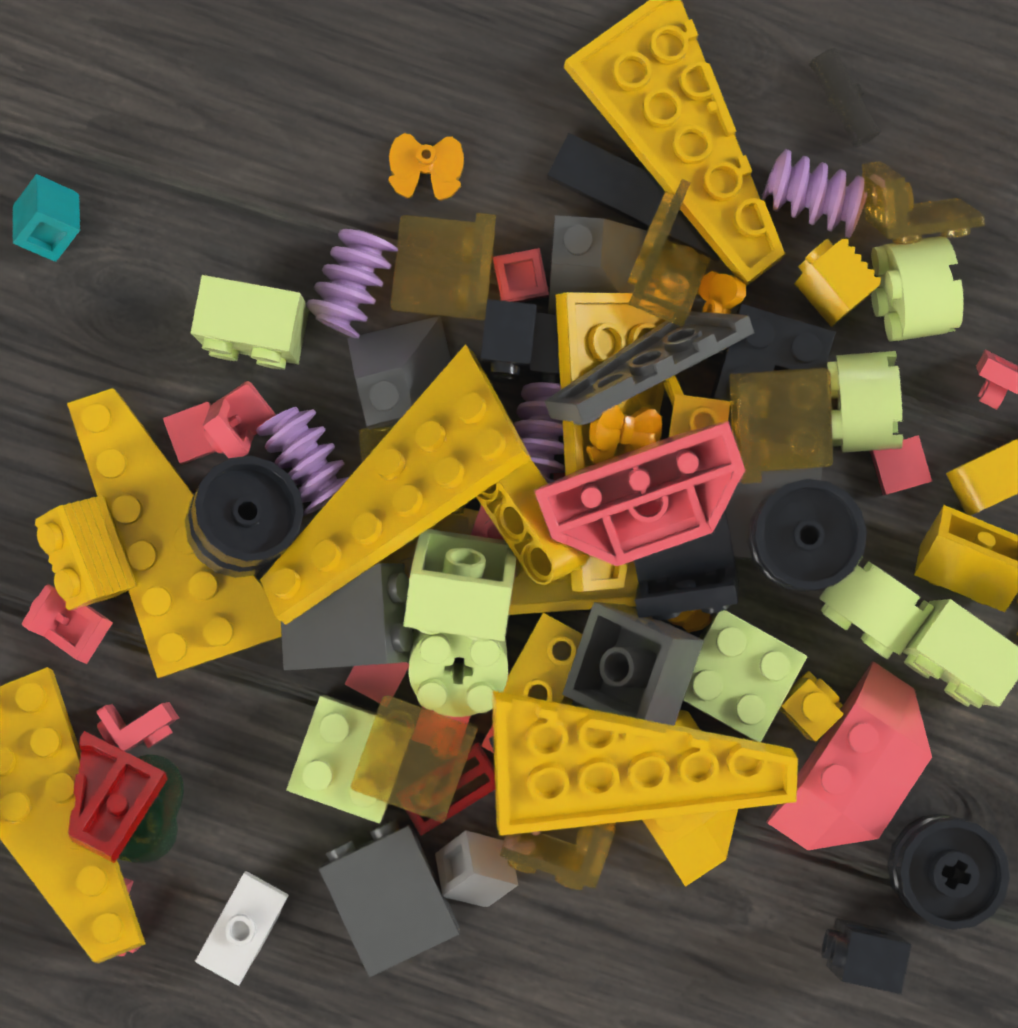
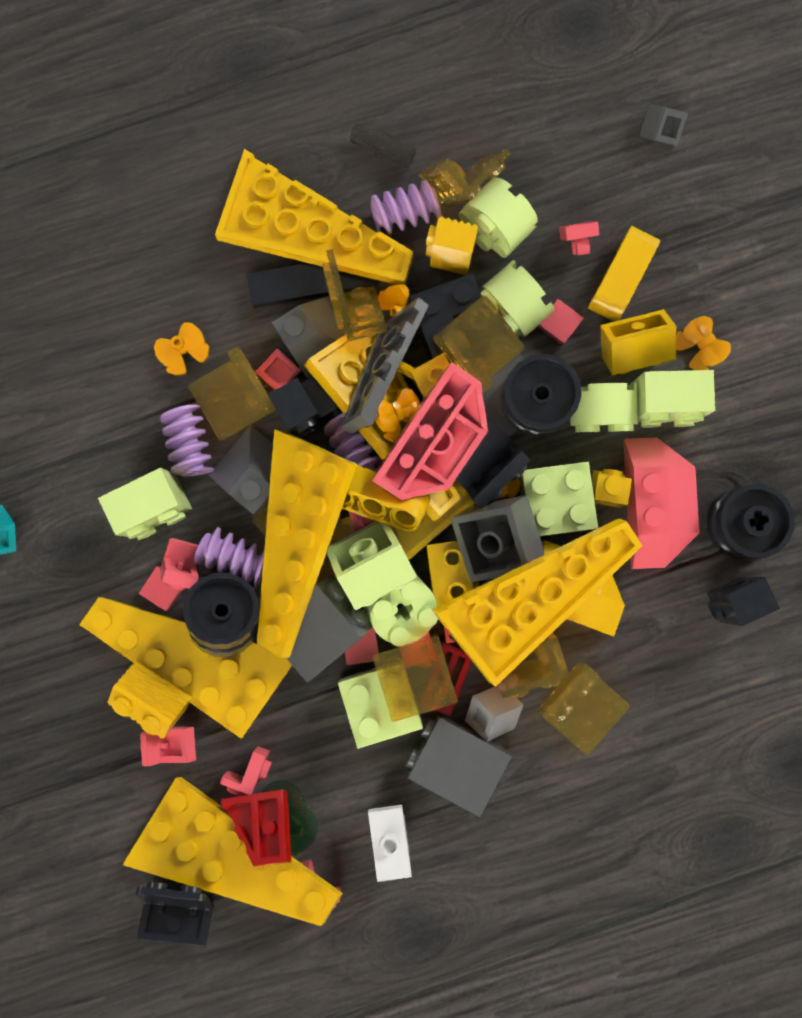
camera: 30 degrees left, 0 degrees up
(586, 943) = (583, 708): none -> clear yellow bracket

